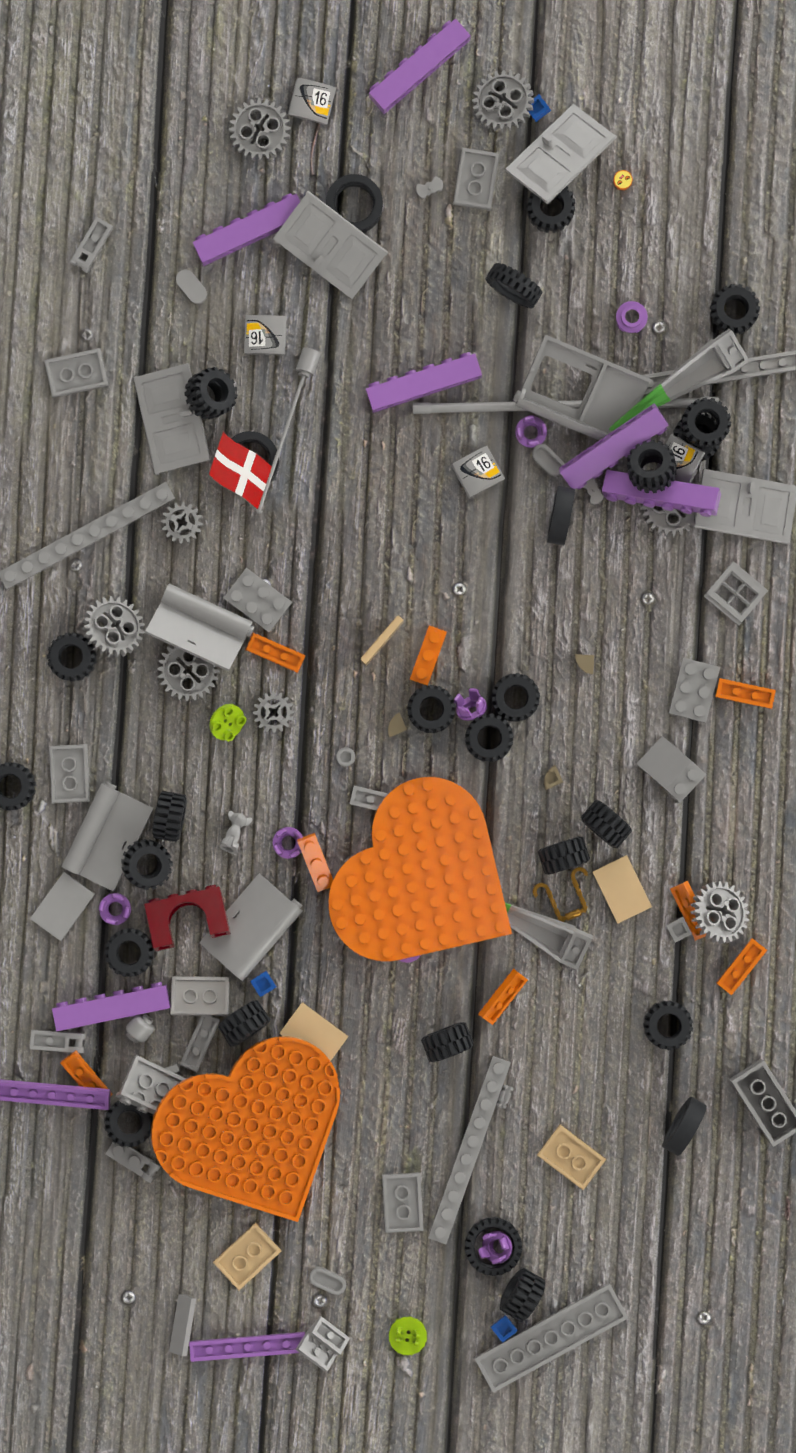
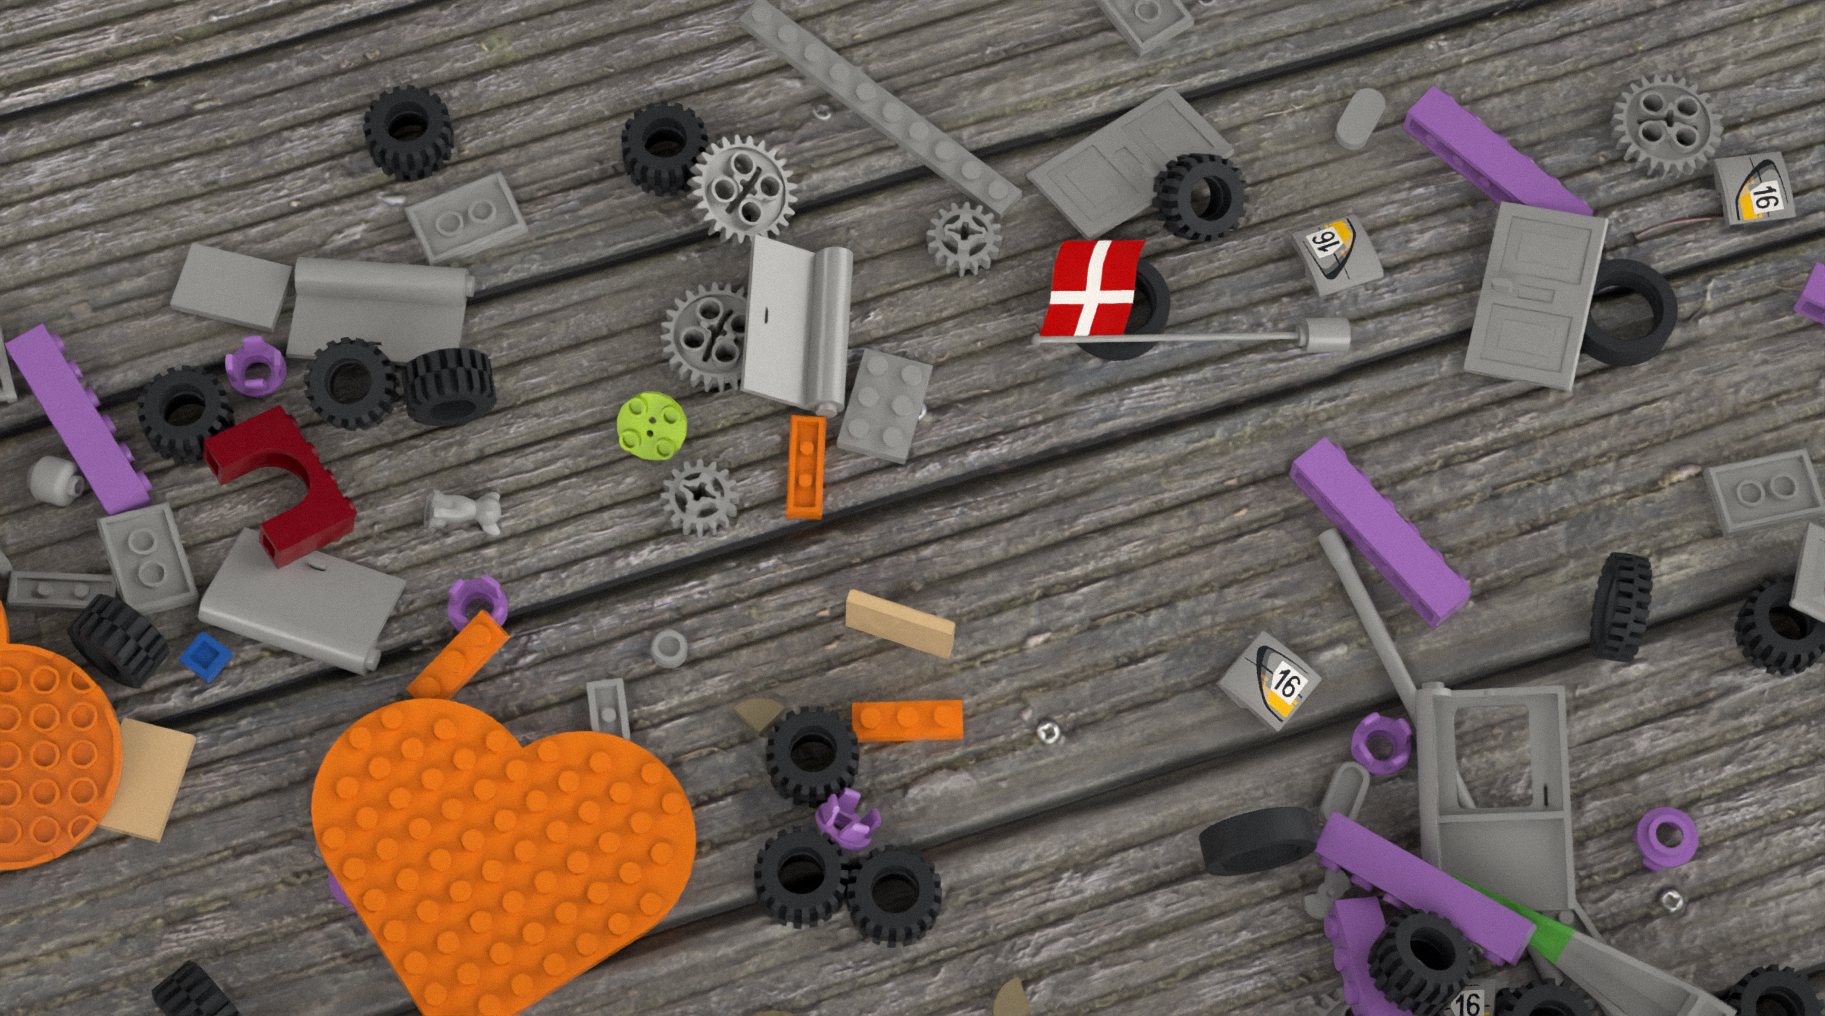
camera: 65 degrees right, 20 degrees down
(429, 188) = (1710, 423): light grey piece -> none

